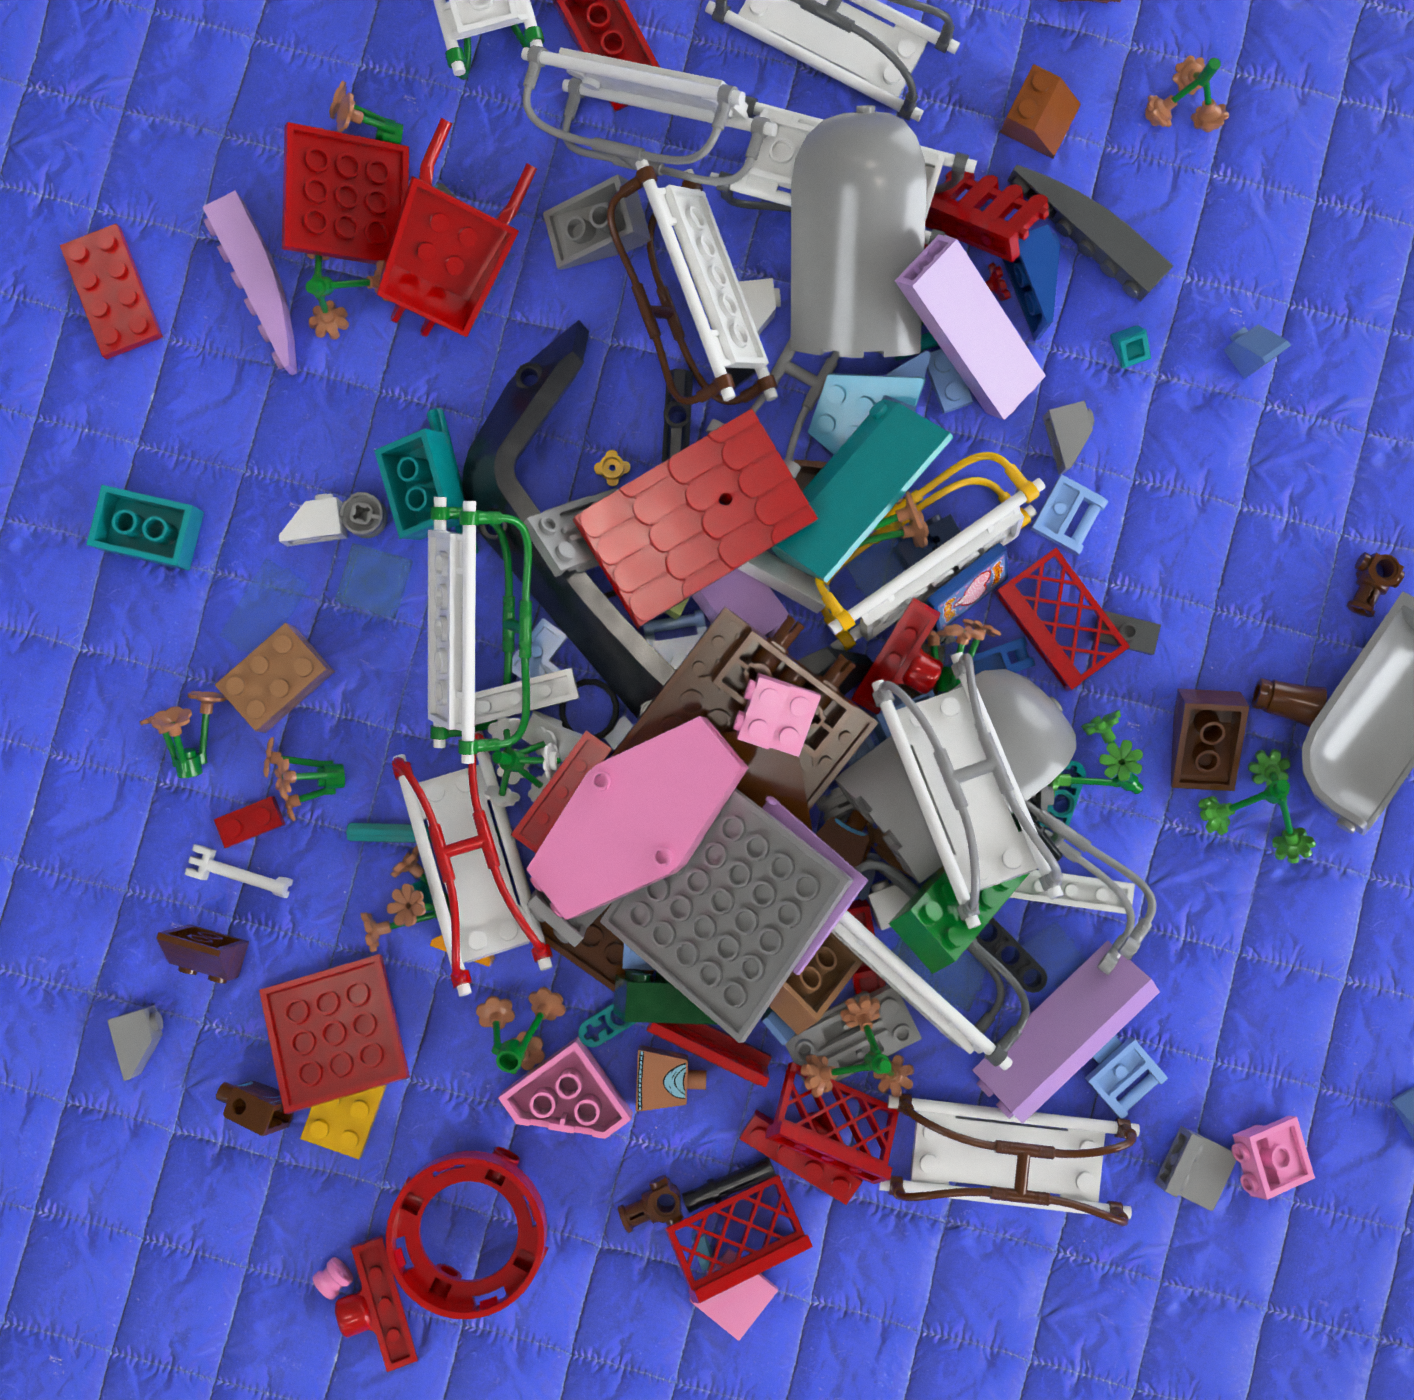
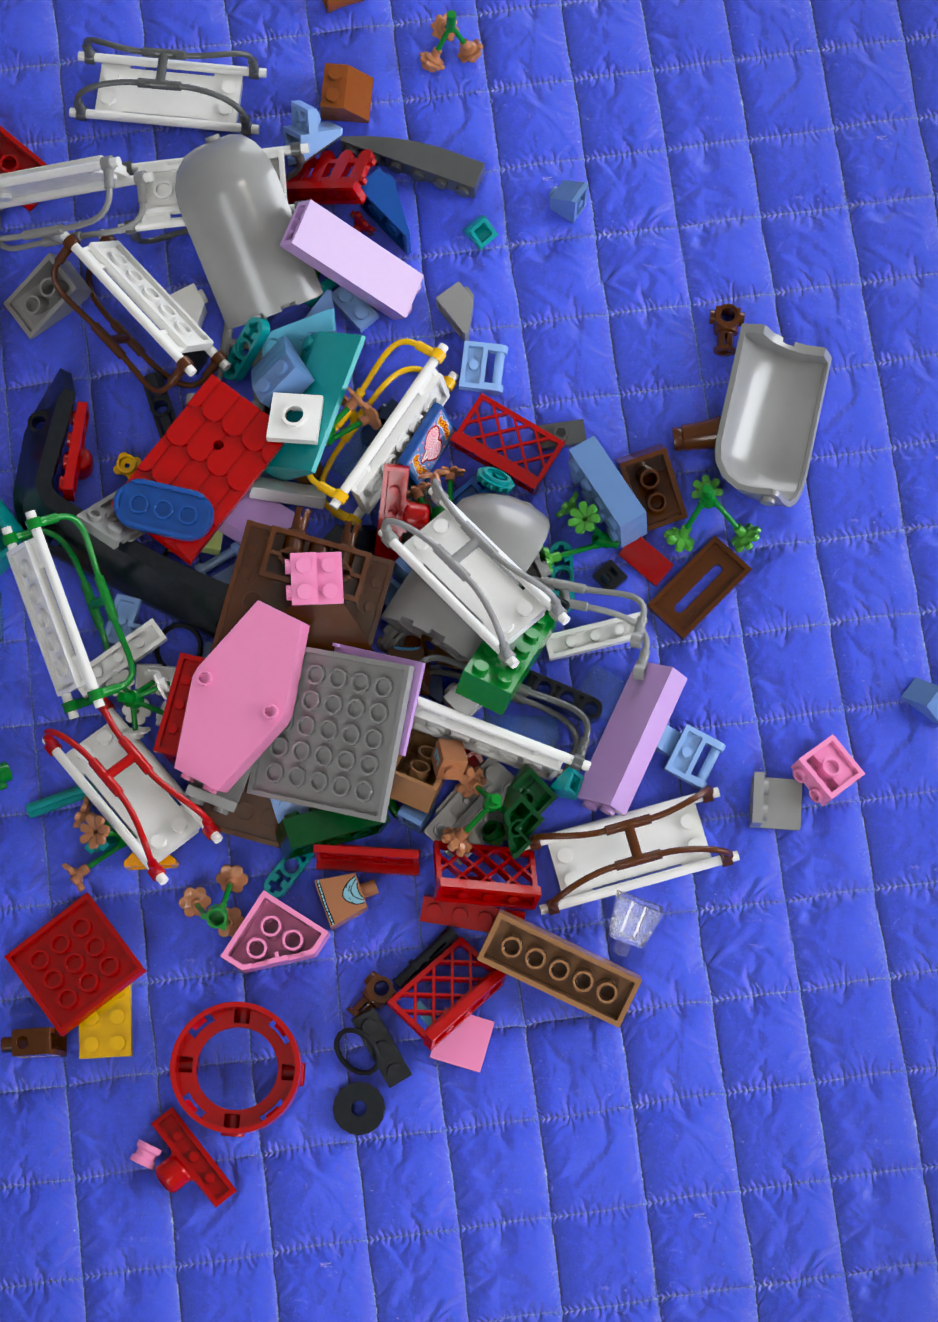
camera: 20 degrees left, 10 degrees down
(557, 440) = (77, 460): none -> red plate
(583, 1339) = (343, 1108): none -> black tile
(590, 1244) = (367, 1038): none -> black piece
(631, 553) = (163, 510): none -> blue tile
(639, 1267) = (392, 1063): none -> black plate
(816, 383) = (255, 343): none -> teal beam
(830, 439) = (280, 372): none -> medium blue slope
(832, 526) = (301, 432): none -> white piece
(847, 984) = (449, 759): none -> nougat brick
(863, 1081) = (494, 833): none -> dark green plate
(876, 1267) = (559, 968): none -> medium nougat brick
(916, 1061) = (522, 808): none -> dark green slope
(969, 1062) = (568, 784): none -> teal slope
(980, 1243) = (632, 921): none -> clear torso
(982, 141) = (308, 129): none -> light blue piece
(1031, 662) = (495, 479): none -> teal gear
(1115, 825) = (610, 576): none -> black tile
(1158, 729) = (608, 491): none -> medium blue brick
(1165, 822) = (646, 560): none -> red slope
(1257, 878) = (712, 554): none -> reddish brown piece

